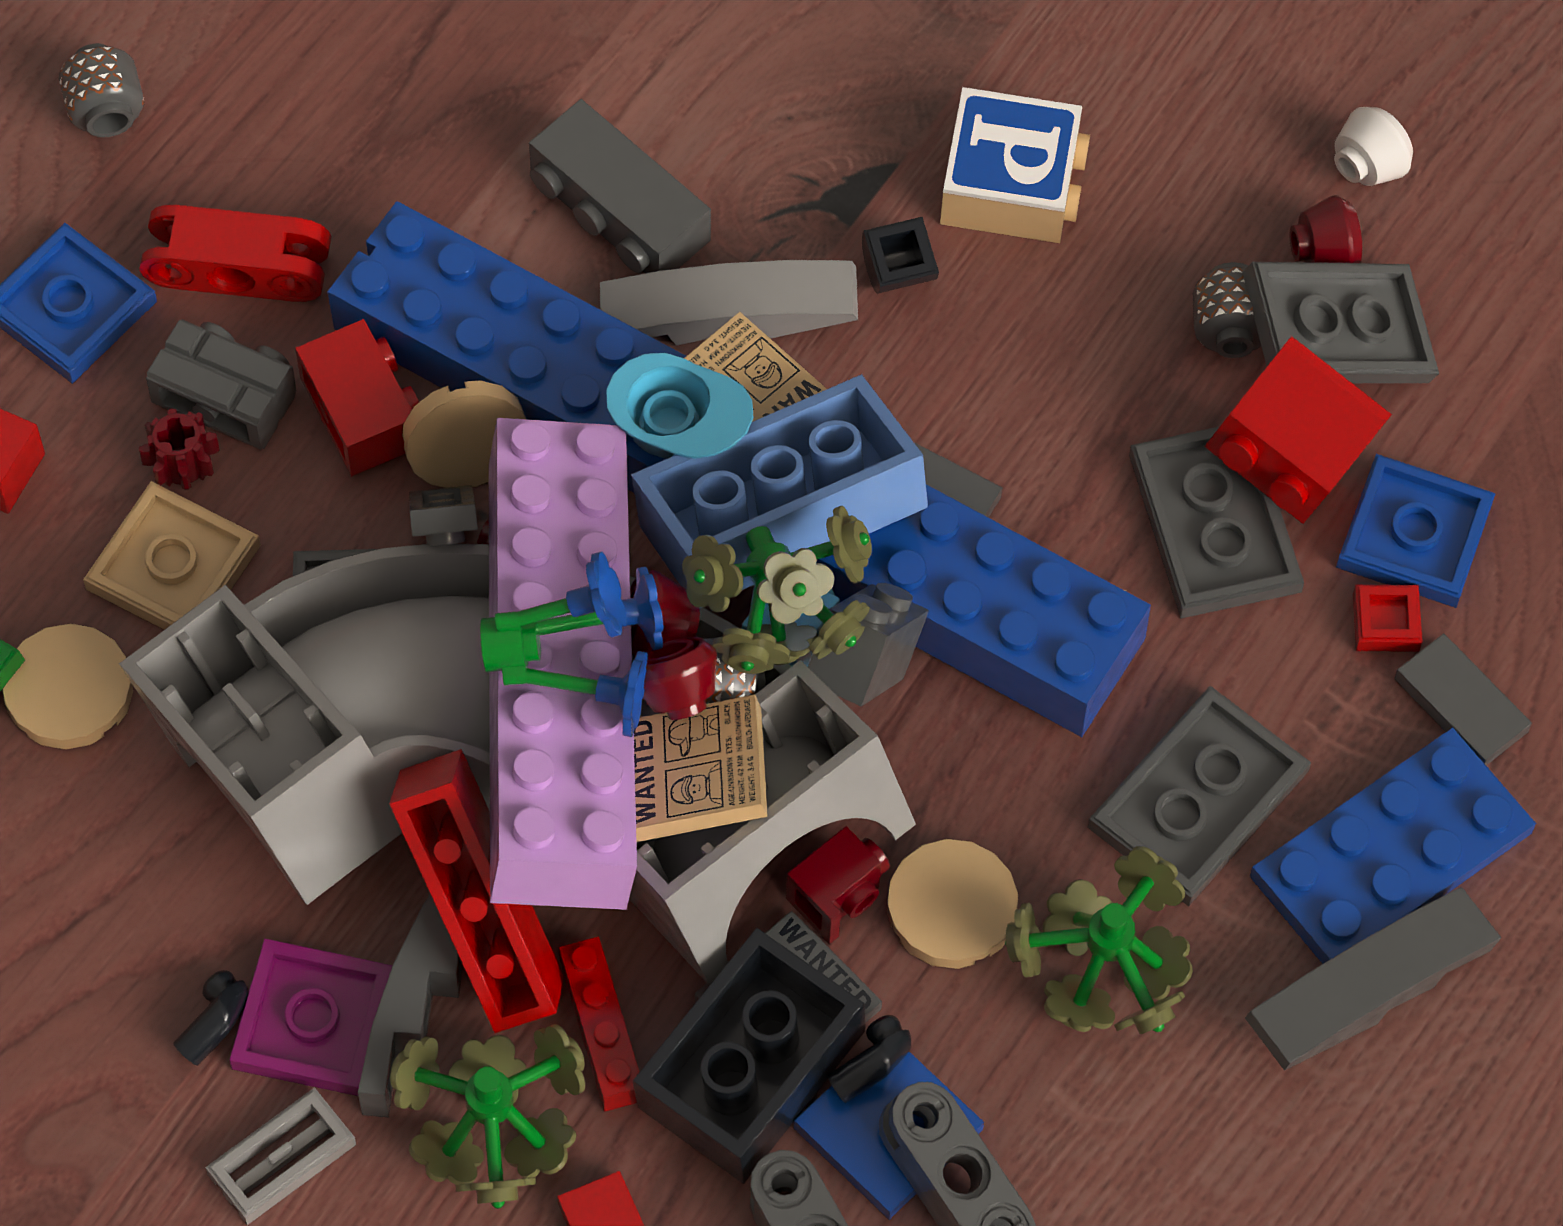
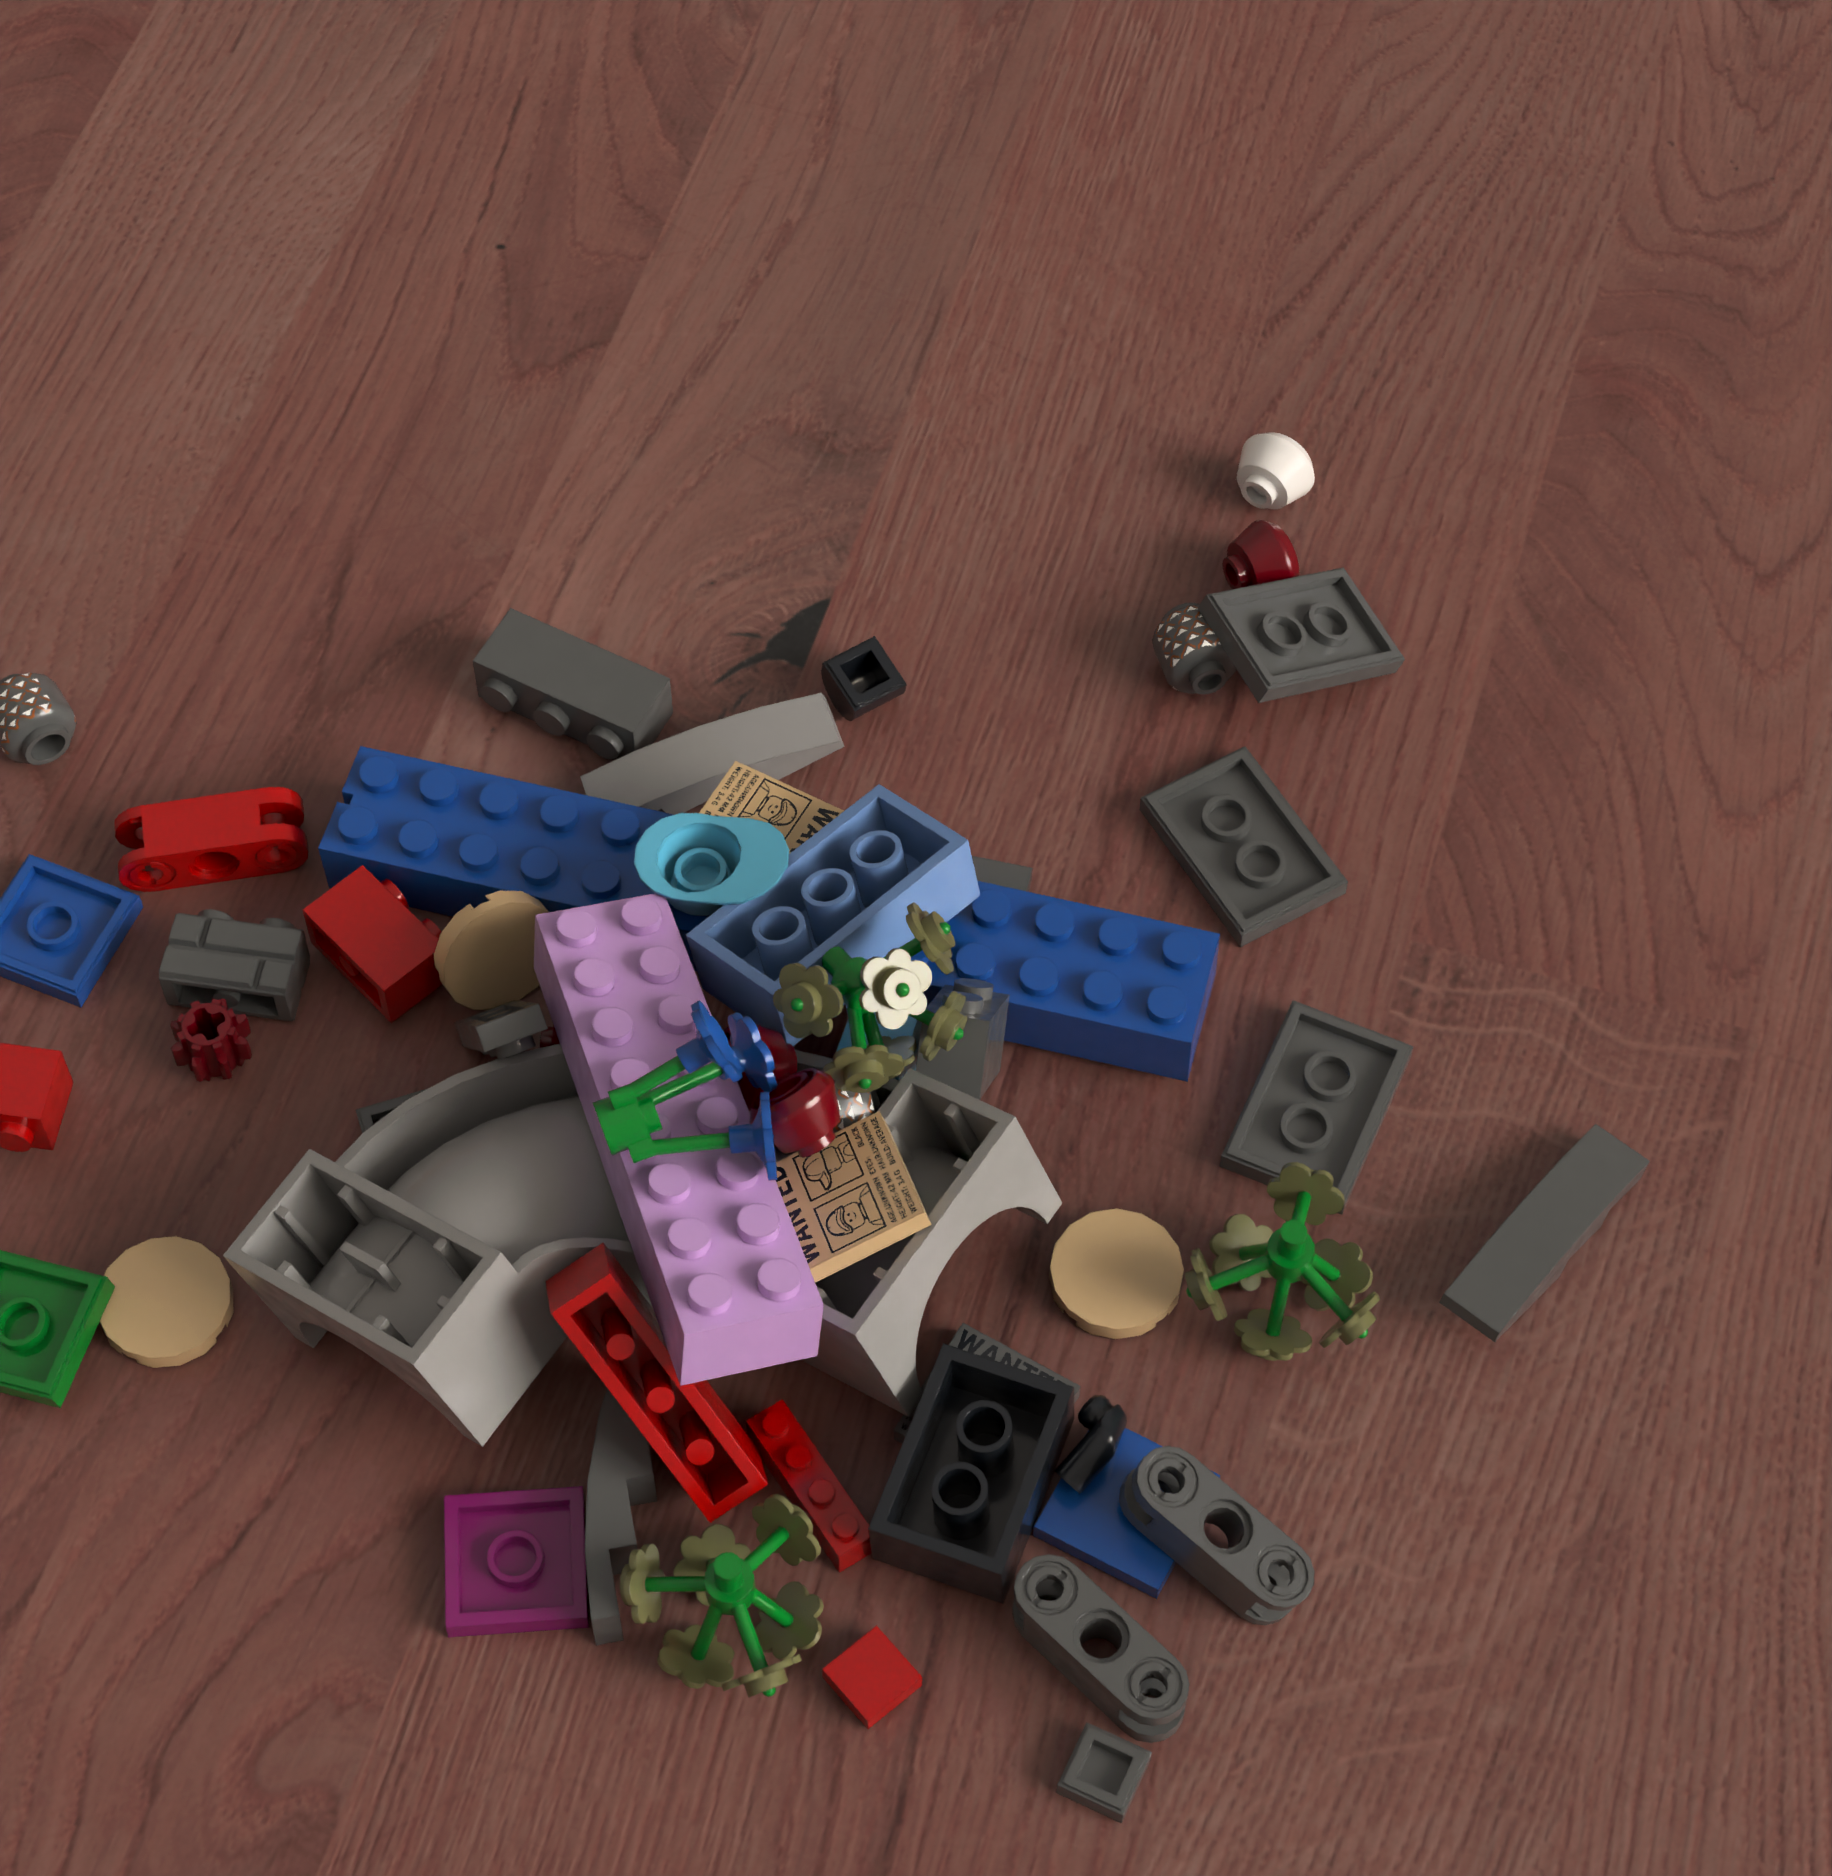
camera: 15 degrees left, 5 degrees down
(169, 557) = (232, 1149): tan tile -> none
(217, 1020) = (418, 1596): black arm -> none
(296, 1175) = (491, 1758): light grey tile -> none
(836, 881) = (998, 1283): dark red brick -> none
(1014, 165) = (944, 570): piece -> none
(1297, 430) = (1300, 738): red slope -> none
(1387, 618) = (1435, 894): red tile -> none
(1393, 847) = (1516, 1107): blue plate -> none
(1415, 530) = (1433, 808): blue tile -> none
(1462, 699) = (1533, 952): dark grey tile -> none

